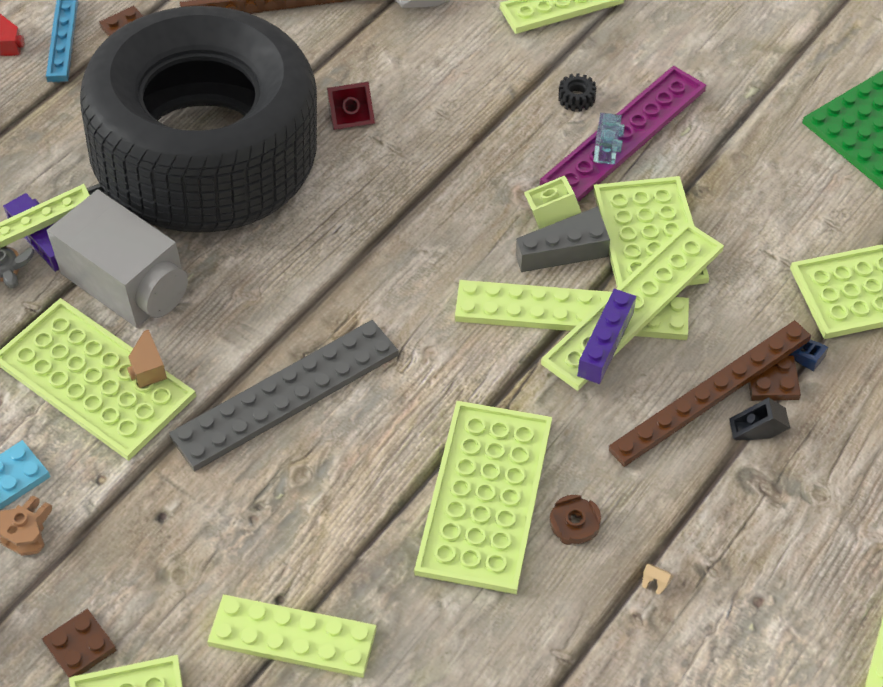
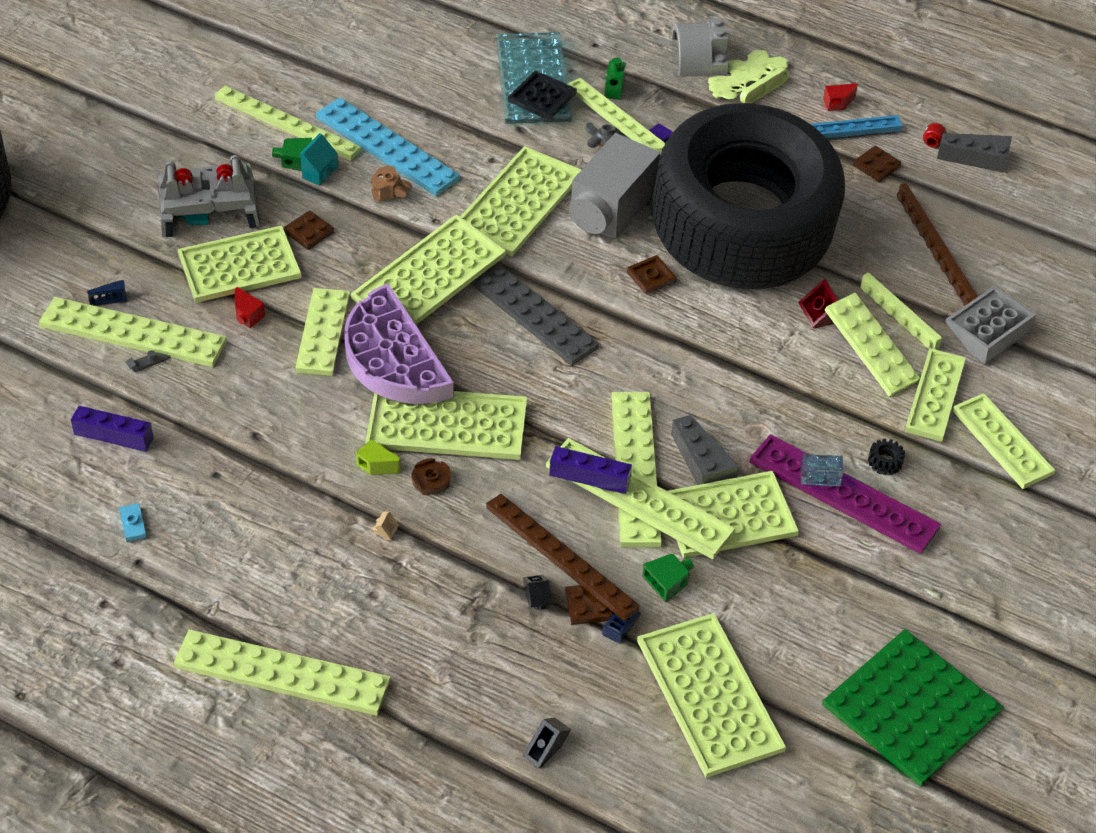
camera: 80 degrees right, 5 degrees down
(146, 362) = (529, 218): medium nougat slope -> none
(221, 491) = (436, 268): none -> yellowish green plate
(265, 253) = (651, 274): none -> reddish brown plate
(368, 540) = (391, 353): none -> lavender brick
(371, 45) = (900, 312): none -> yellowish green plate
(423, 71) = (872, 344): none -> yellowish green plate
(493, 40) = (935, 395): none -> yellowish green plate
(543, 580) = (377, 459): none -> lime slope
(552, 202) = (739, 440): yellowish green slope -> none
(739, 296) = (667, 575): none -> green torso

